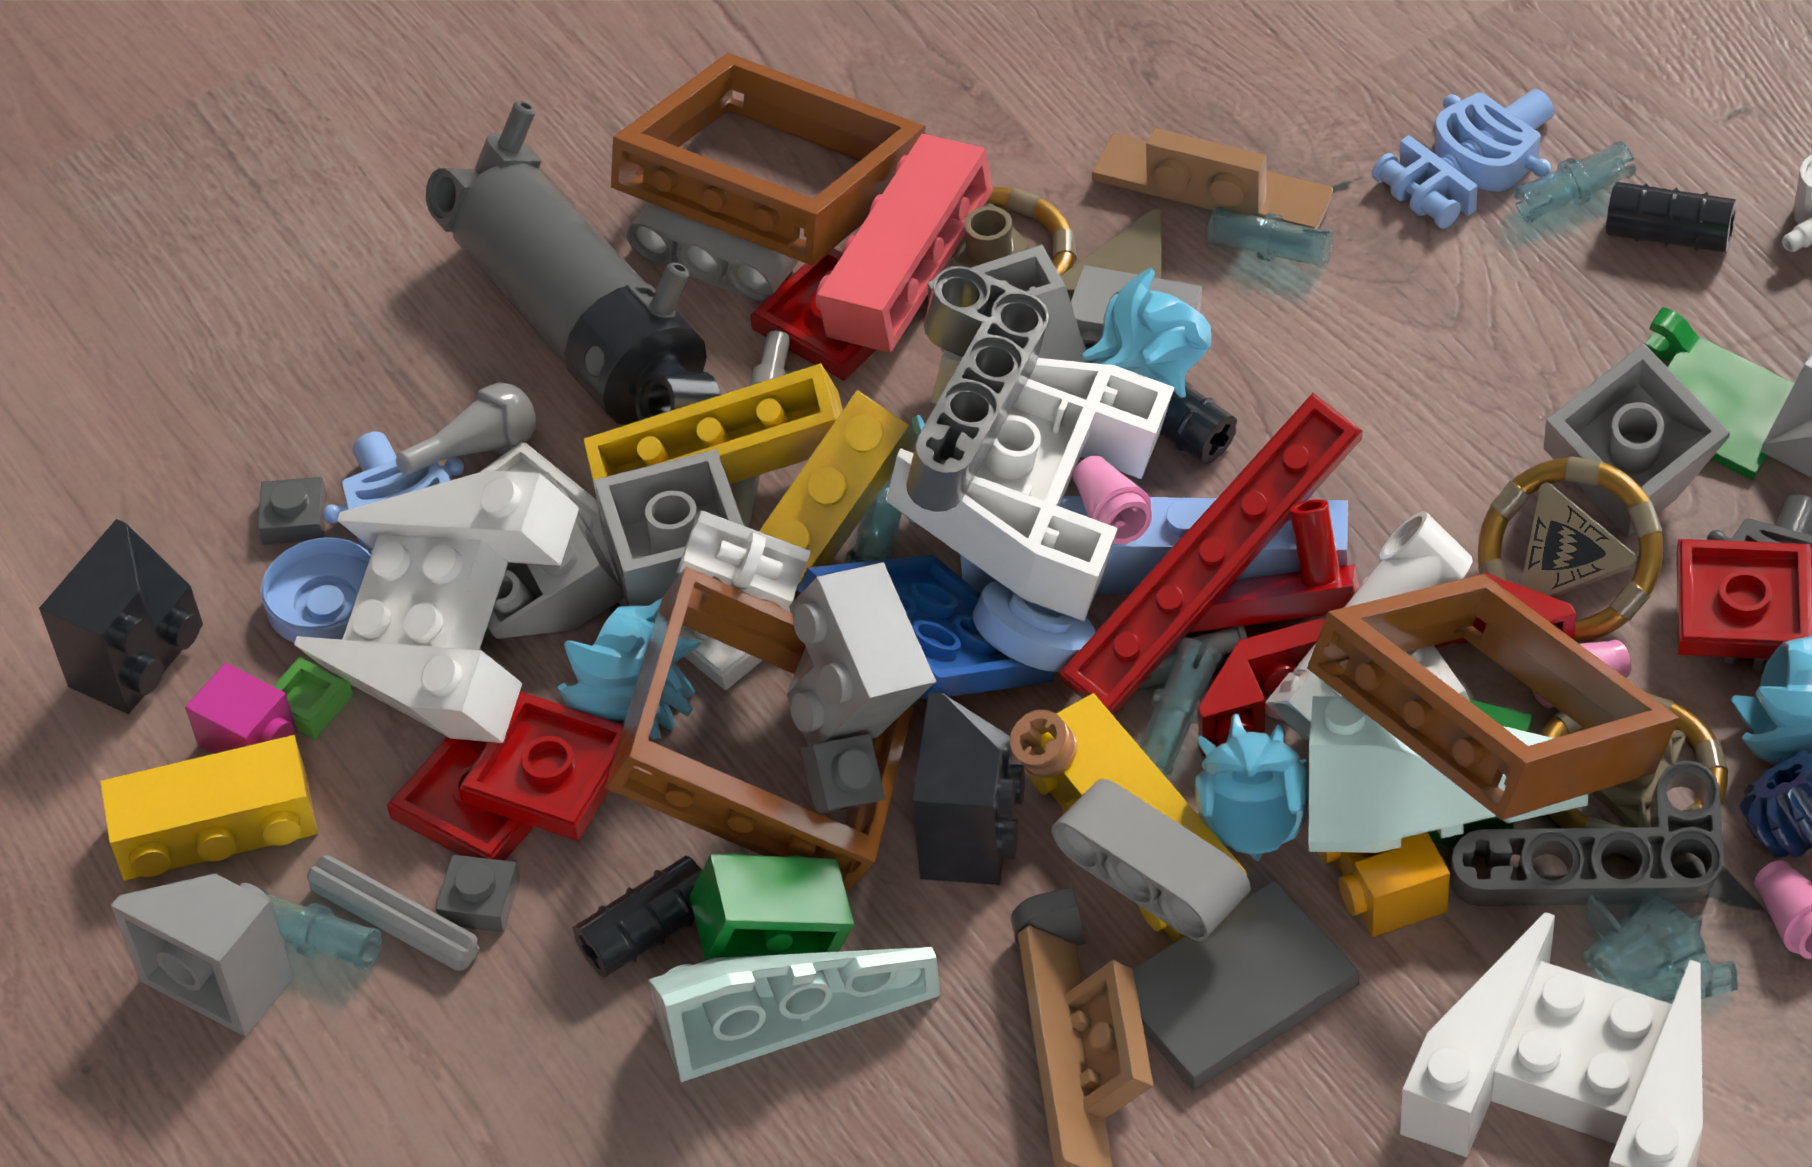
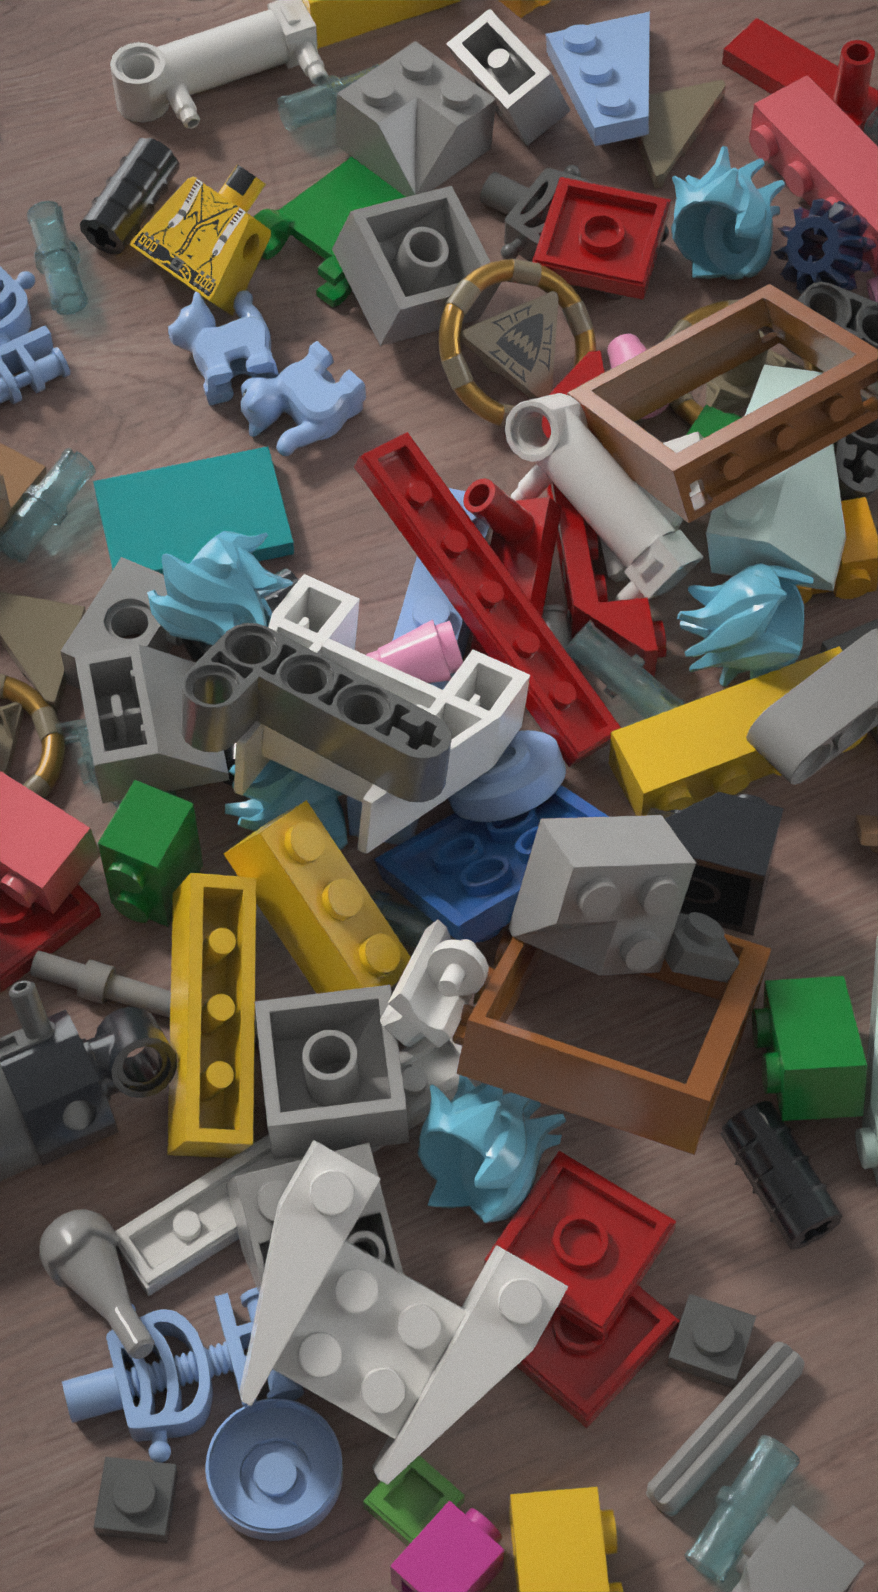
camera: 85 degrees left, 10 degrees up
(880, 357) = (149, 852): none -> green brick
(1028, 734) = (692, 764): nougat bush -> none
(1050, 912) = (842, 822): dark grey tile -> none
(1290, 342) = (189, 504): none -> teal tile
(1459, 401) = (307, 395): none -> light blue animal
(1500, 331) = (225, 350): none -> light blue animal
(1617, 278) = (208, 237): none -> yellow torso

